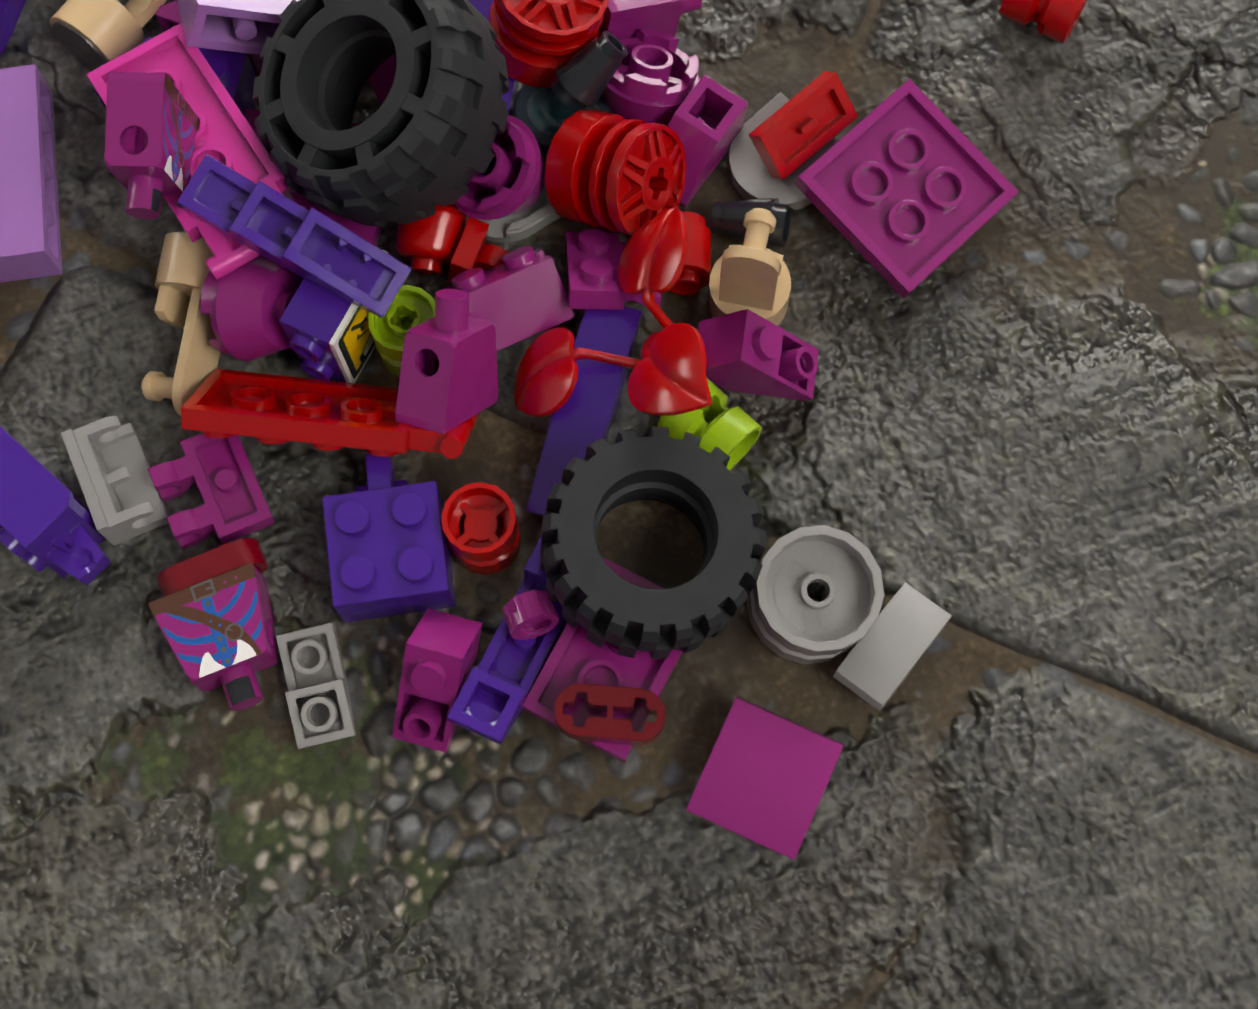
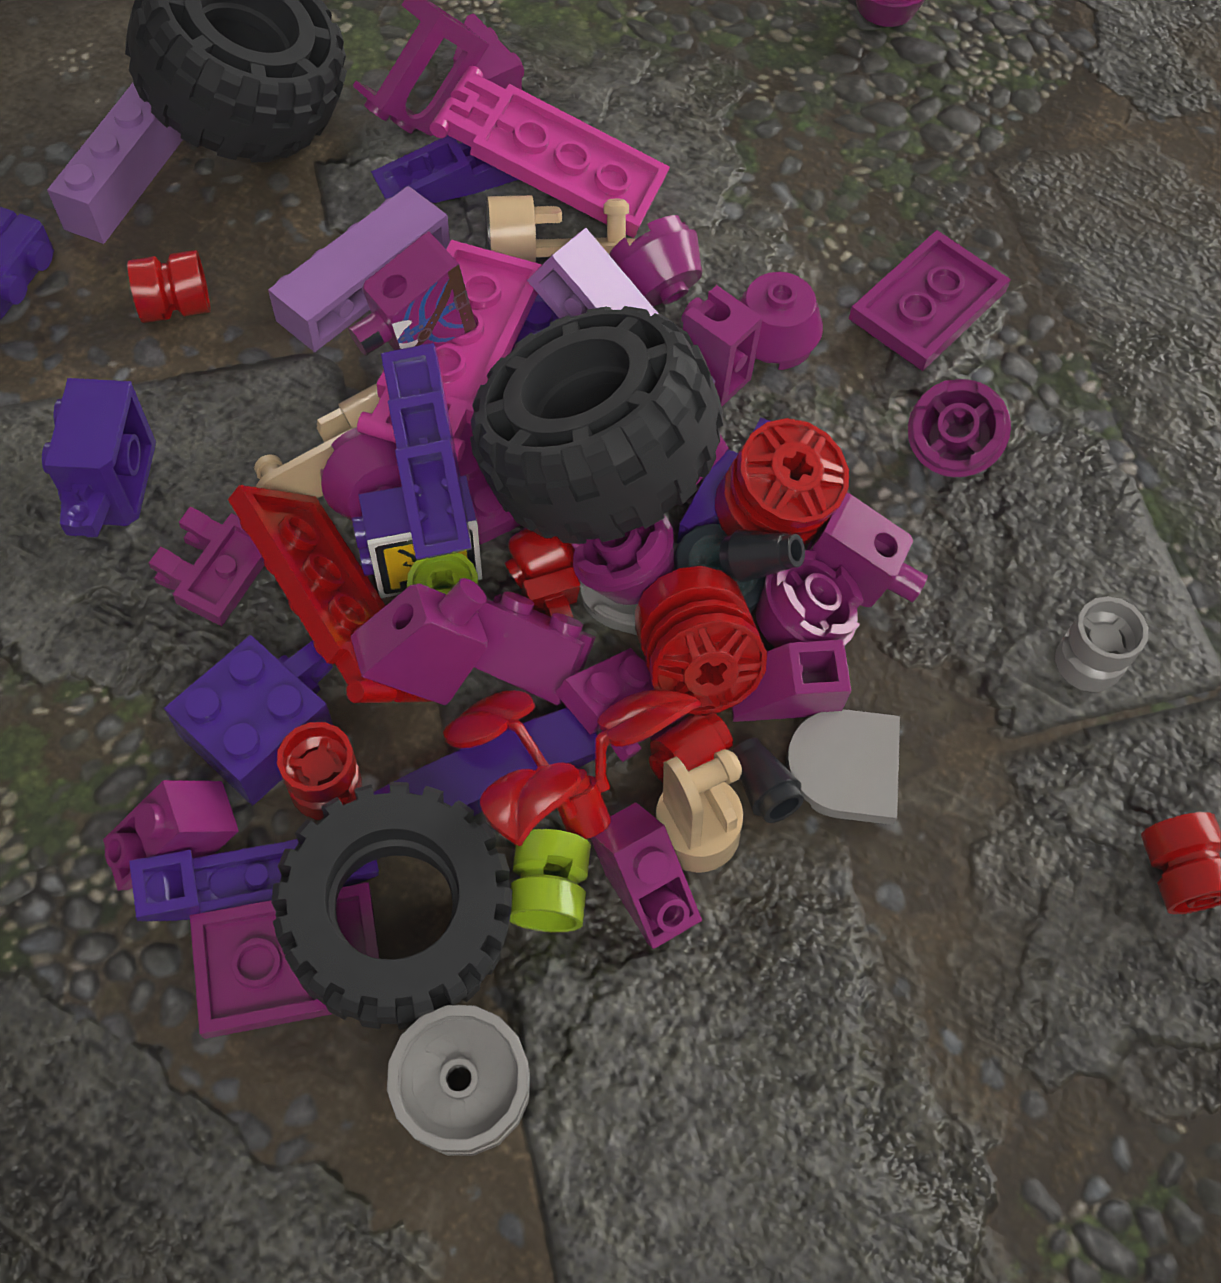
camera: 45 degrees right, 10 degrees down
(115, 479) = (169, 484): light grey hinge -> none
(212, 564) = (144, 611): dark red beam -> none
(222, 633) = (98, 654): torso -> none
(316, 685) = (111, 751): light grey slope -> none
(530, 615) = (263, 858): magenta axle -> none
(611, 700) = (213, 997): dark red beam -> none
(765, 777) = (267, 1168): magenta slope -> none
(803, 125) = (880, 752): red plate -> none
(892, 646) = (472, 1190): light grey slope -> none
(906, 188) = (905, 880): magenta plate -> none

